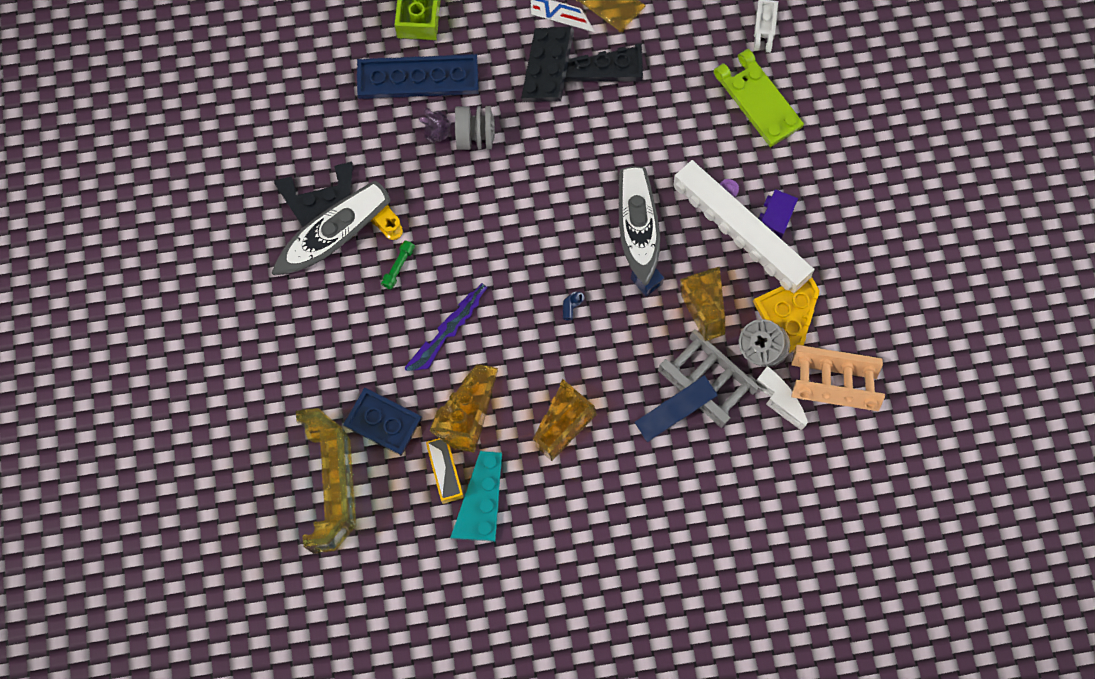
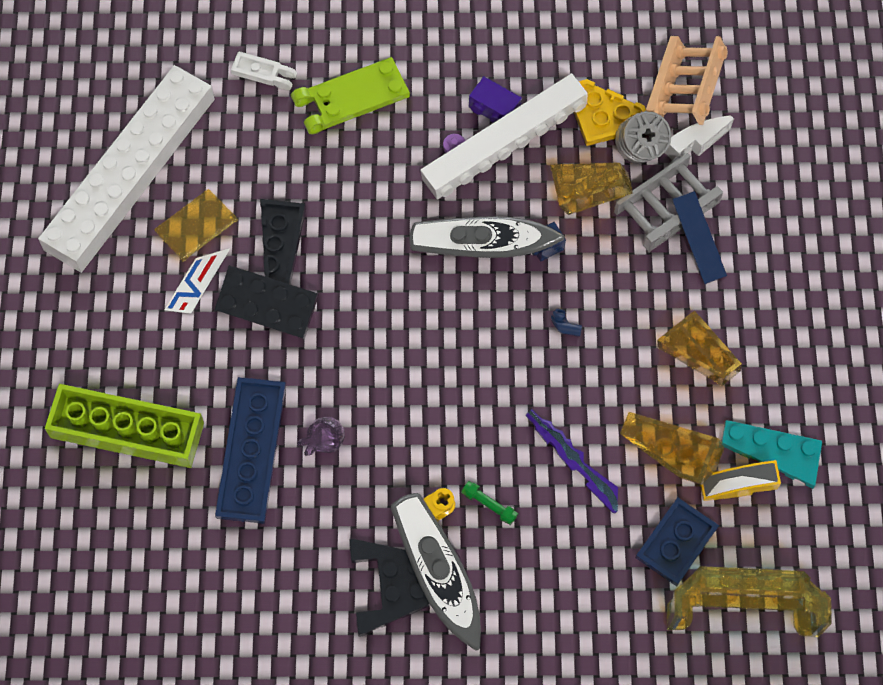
camera: 80 degrees left, 5 degrees down
(473, 127) = (338, 390): light grey wheel -> none

